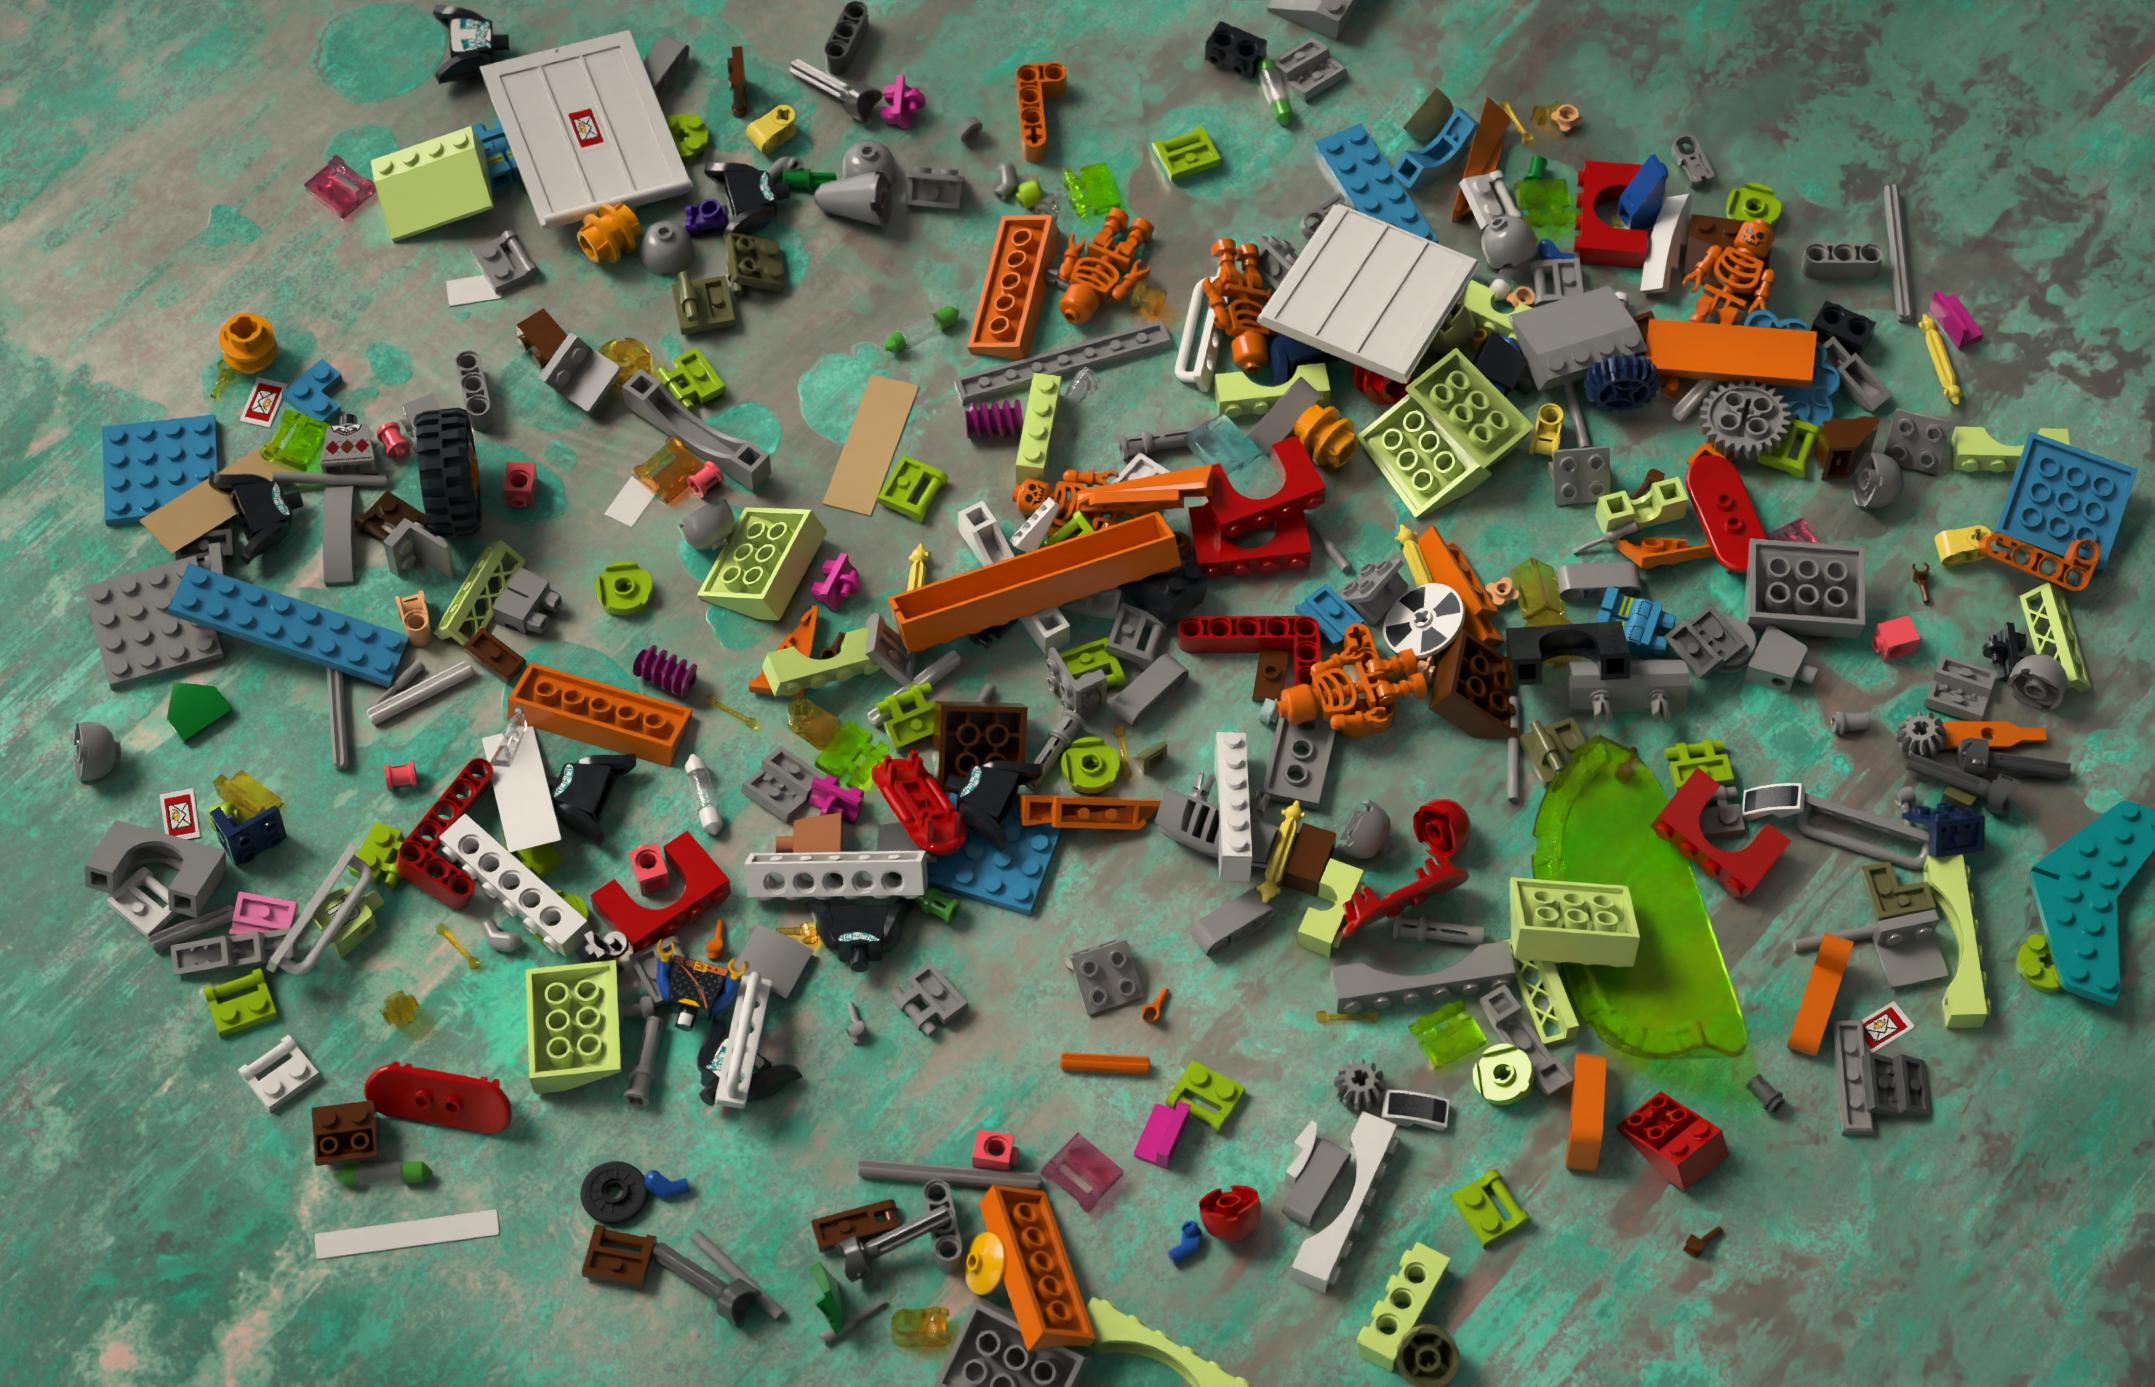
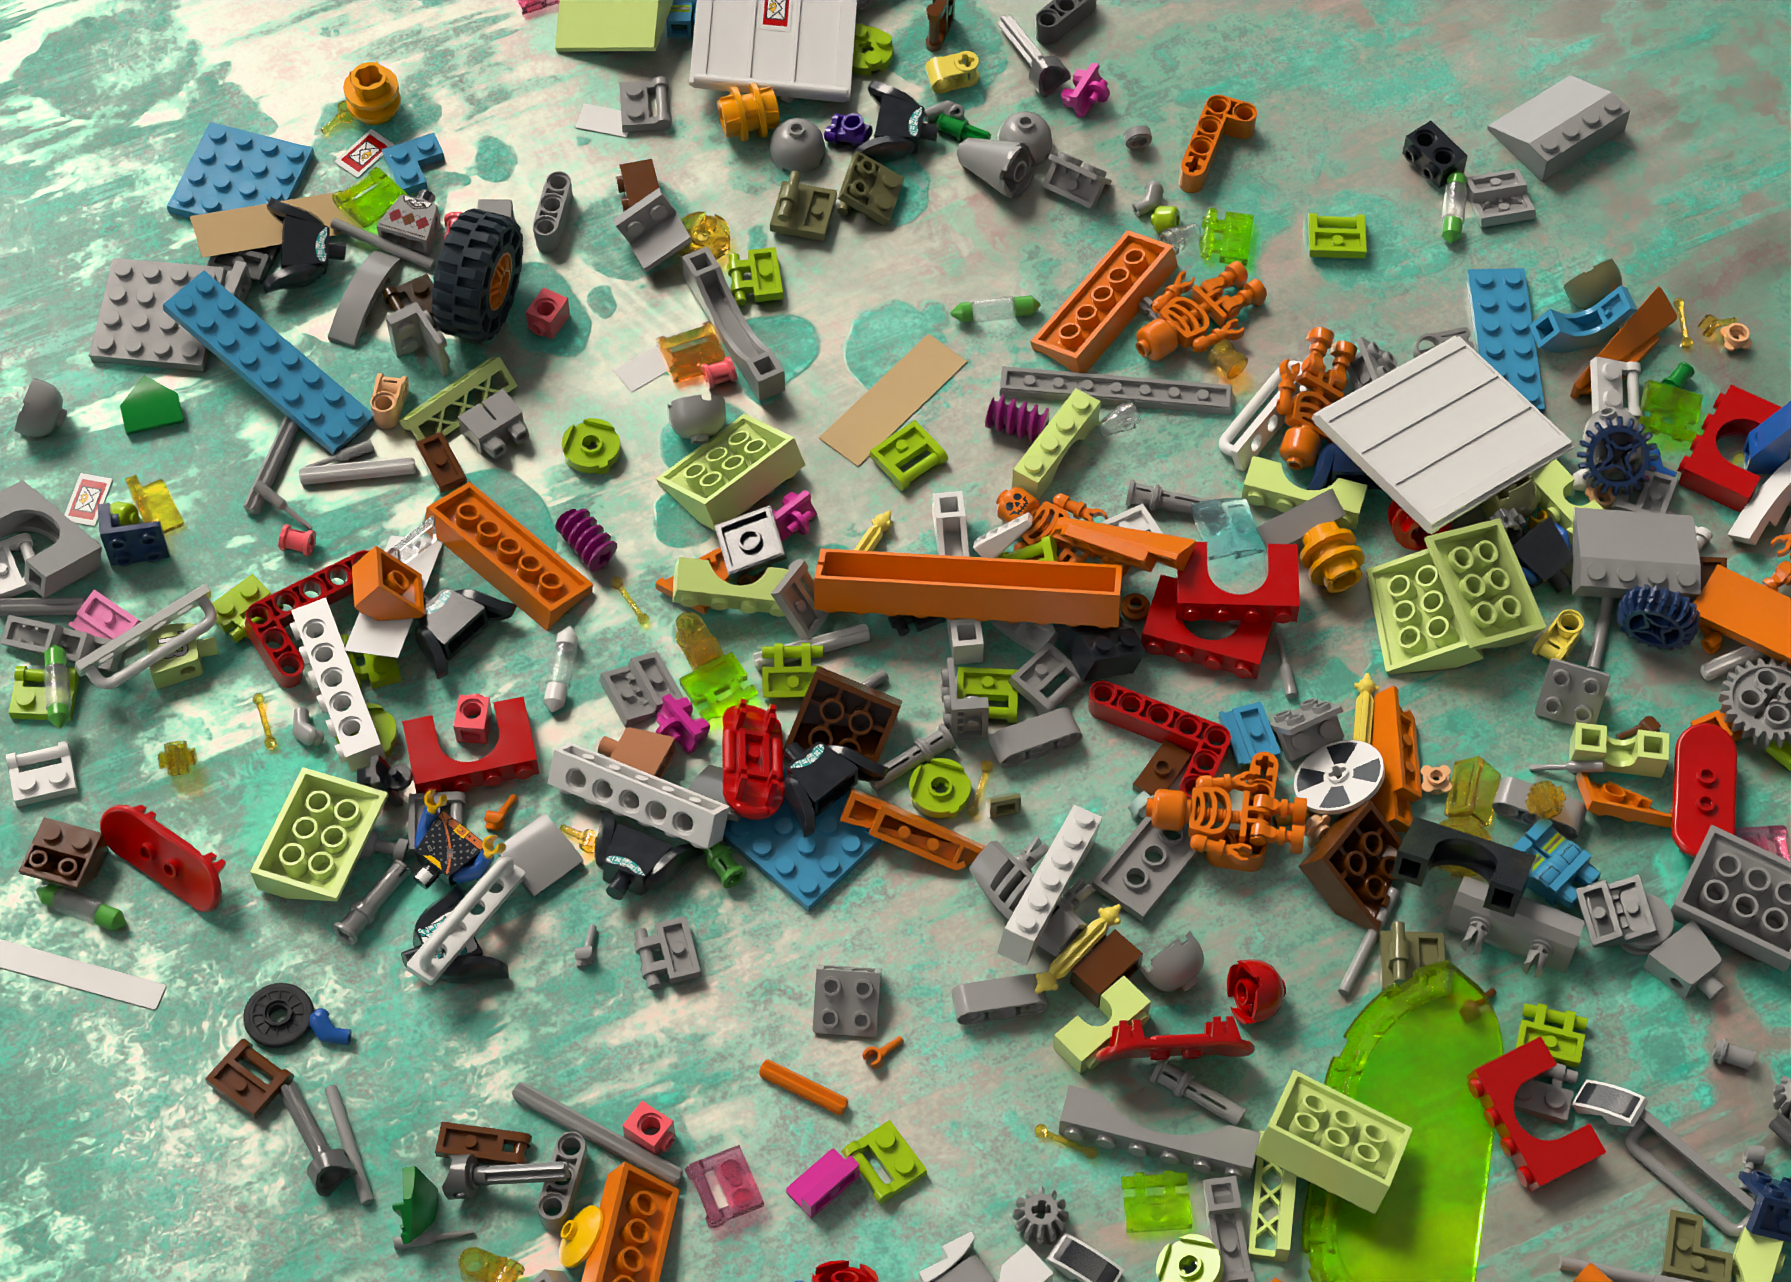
camera: 25 degrees right, 0 degrees up
(255, 989) = (57, 686): none -> piece
(365, 748) = (278, 502): none -> light grey piece
(514, 783) = (387, 587): none -> orange slope
(817, 617) = (750, 542): none -> tile
(1464, 345) = (1512, 523): none -> dark grey gear
(1517, 266) = (1605, 464): none -> dark blue gear
(1605, 571) = (1545, 800): none -> clear yellow gear

